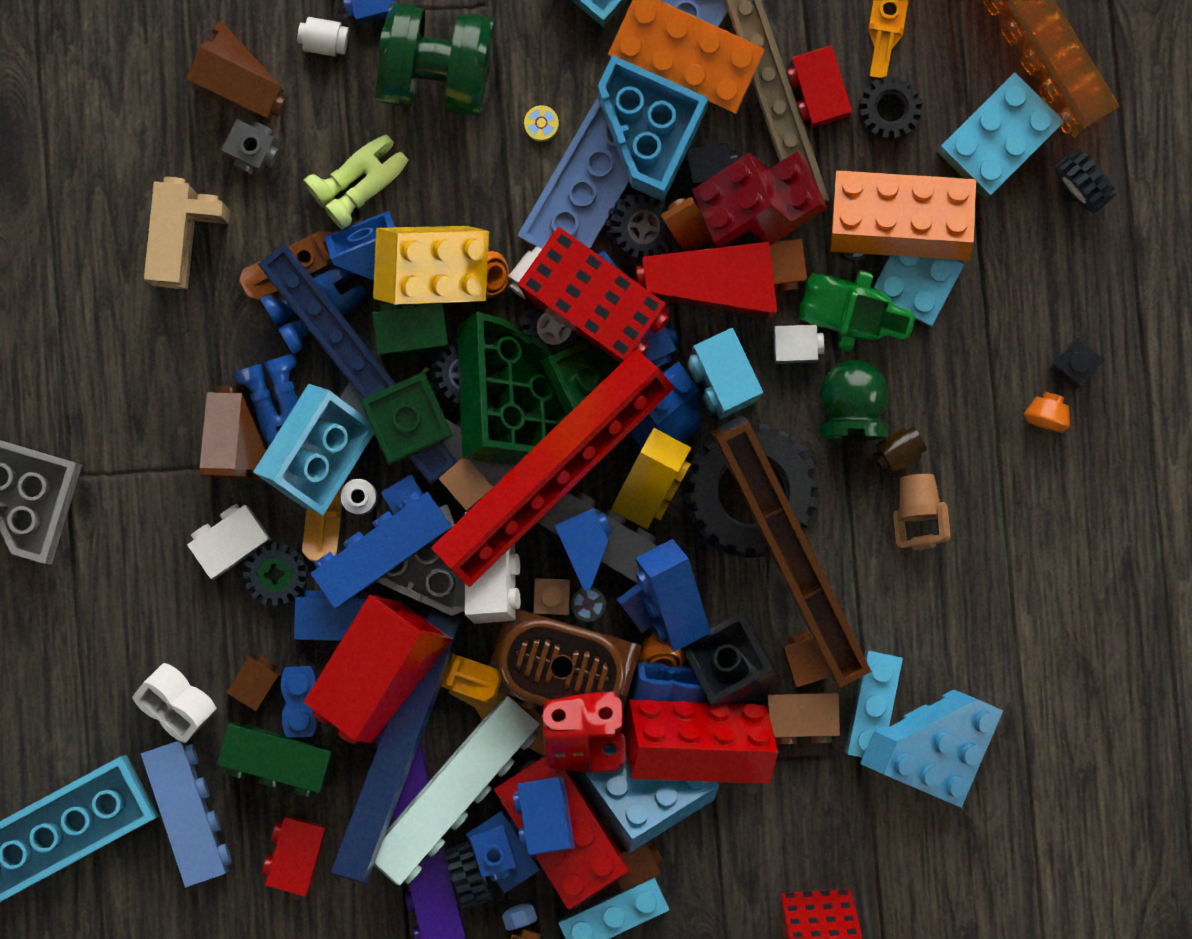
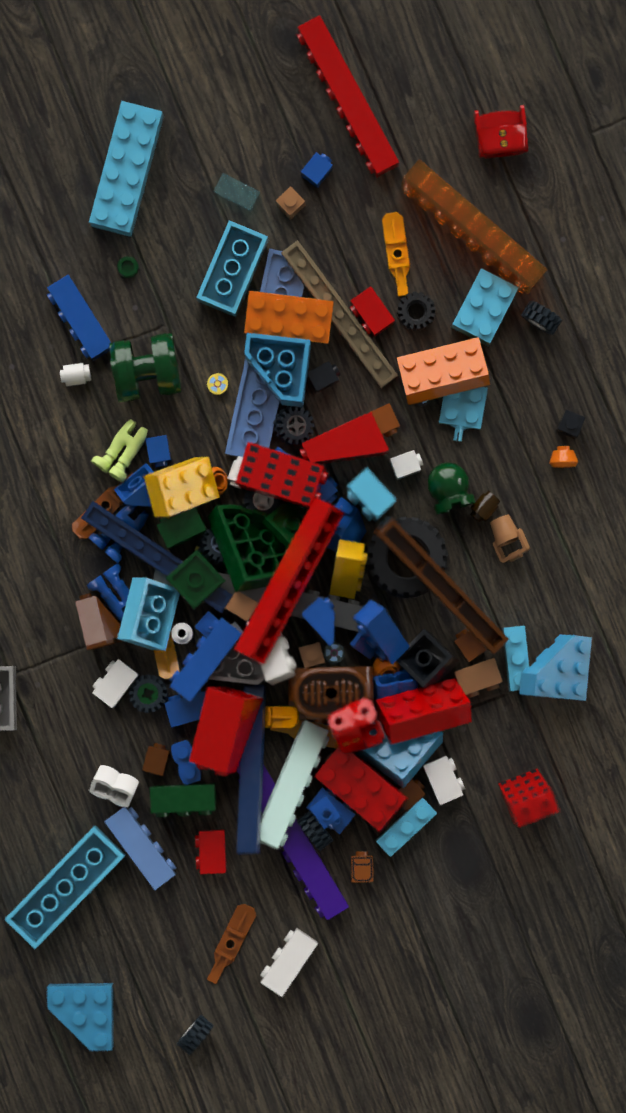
camera: 20 degrees left, 0 degrees up
(172, 229) = (24, 513): tan brick -> none
(234, 76) = (32, 413): reddish brown slope -> none
(244, 136) = (47, 448): dark grey brick -> none
(414, 198) = (158, 451): none -> blue brick
(519, 916) = (352, 845): medium blue tile -> none
(544, 816) = (348, 781): blue brick -> none
(687, 224) = (321, 416): dark orange slope -> none
(697, 859) = (443, 779): none -> white brick
(759, 199) = (357, 388): dark red bracket -> none
(853, 309) = (432, 434): green piece -> none

